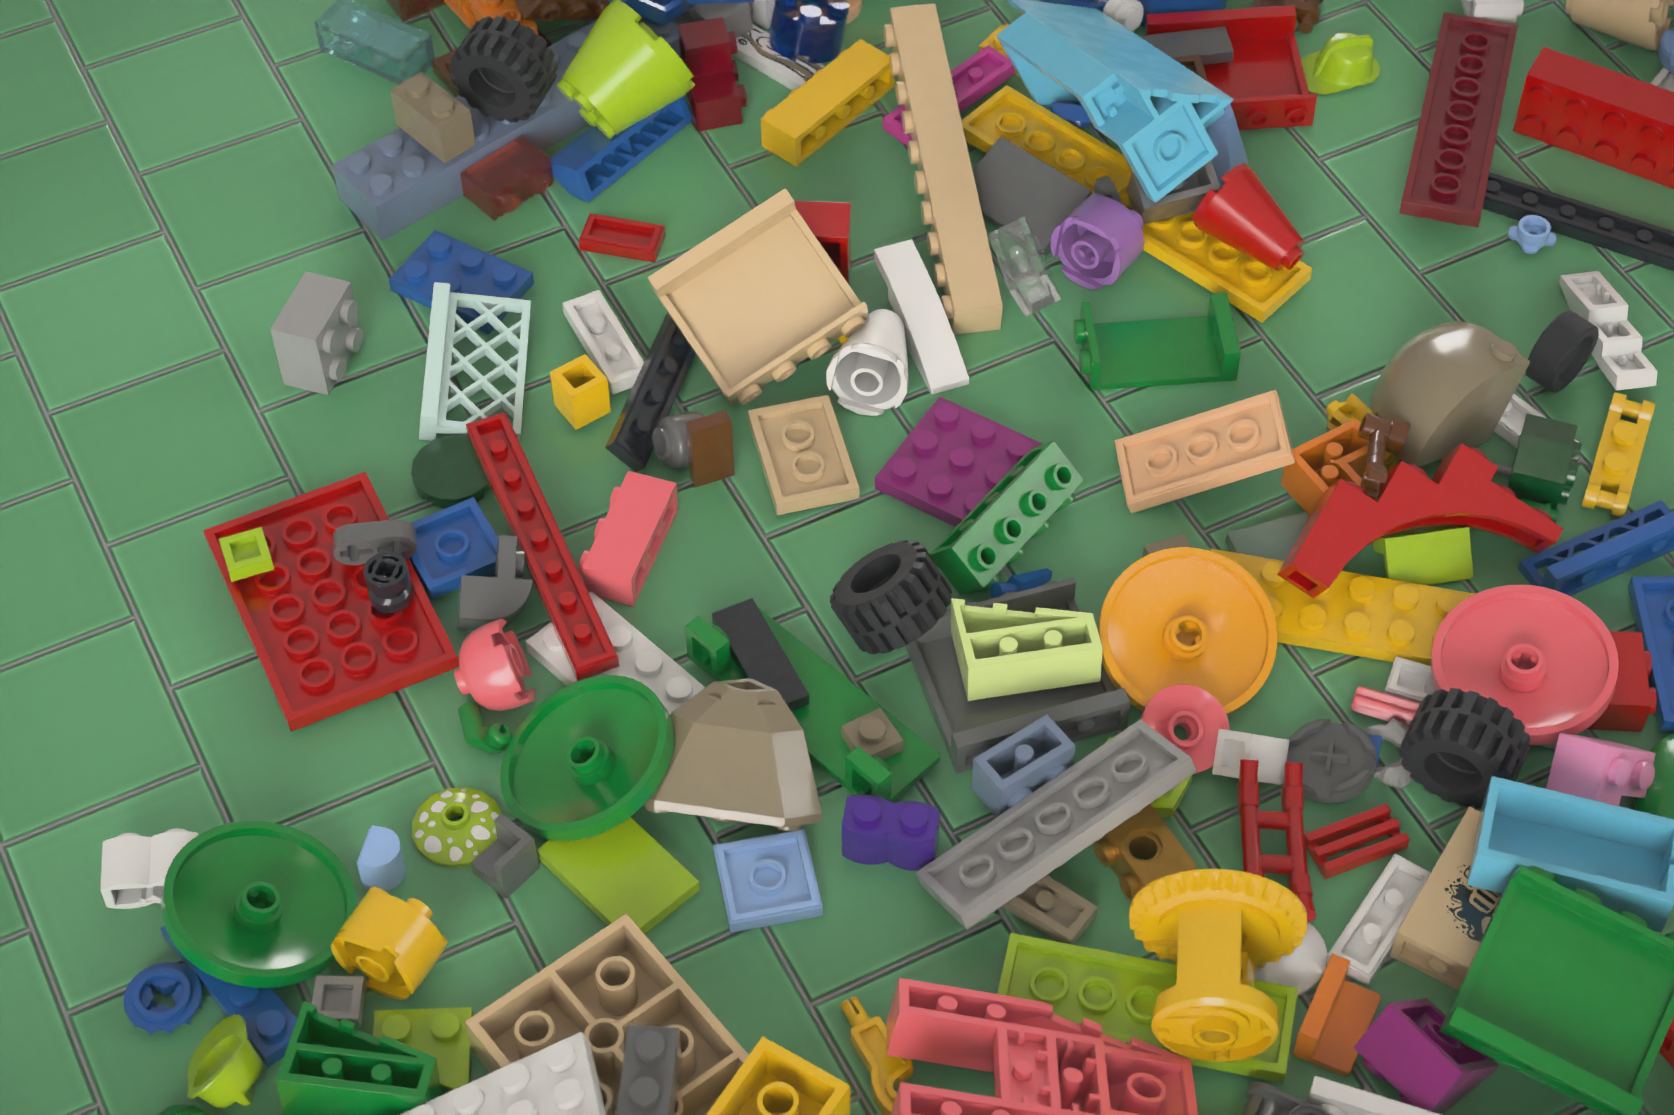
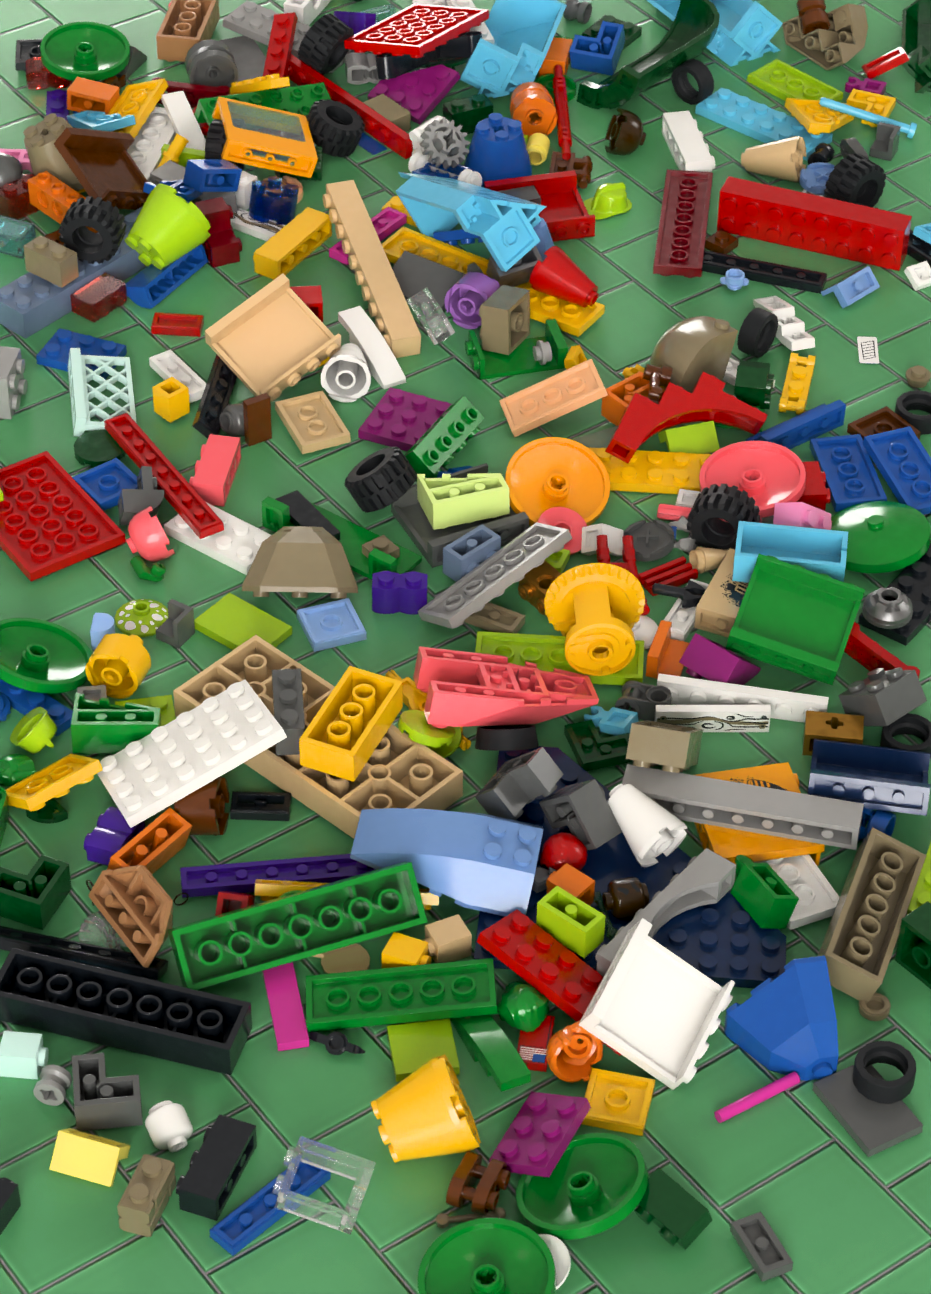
camera: 10 degrees left, 10 degrees down
(360, 541) = (63, 480): dark grey beam -> none
(388, 582) = (77, 498): black wheel -> none
(587, 758) = (216, 570): green dish -> none
(1143, 288) = (505, 319): none -> dark tan brick
(1198, 354) = (542, 352): none -> light grey plate
(1251, 375) = (574, 357): none -> yellow plate
(1377, 889) = (689, 595): none -> black bar
(1429, 814) = (706, 559): none -> tan cone
(1518, 158) = (721, 242): none -> reddish brown plate

